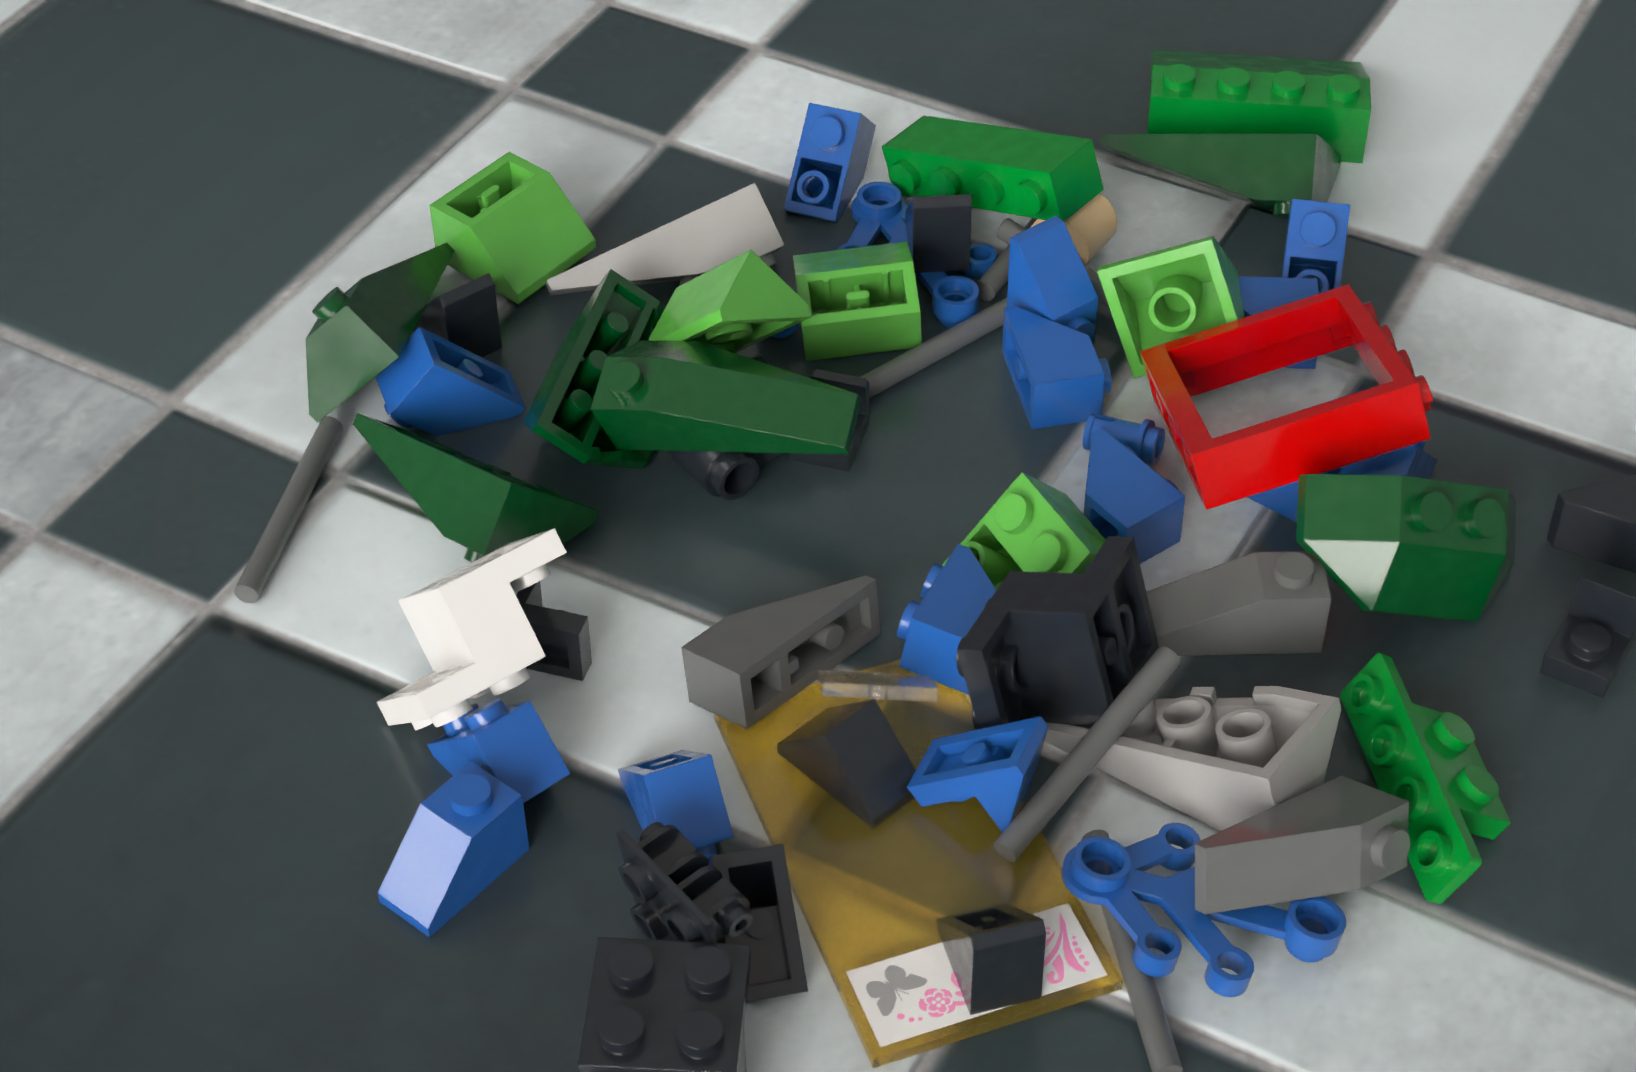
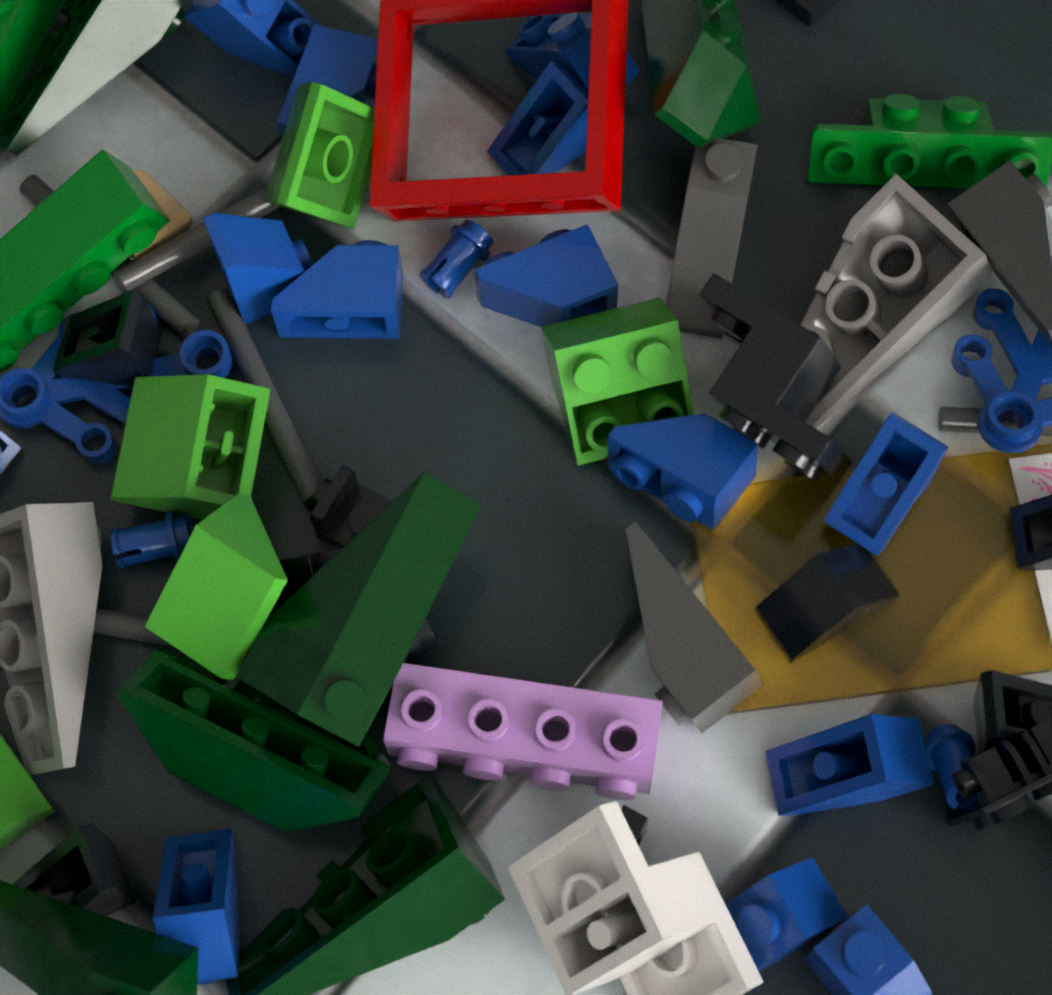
camera: 75 degrees left, 25 degrees up
(652, 560) = (523, 730): none -> lavender brick
(877, 686) = (771, 552): clear piece -> none
(1086, 754) = (866, 376): dark grey bar -> none

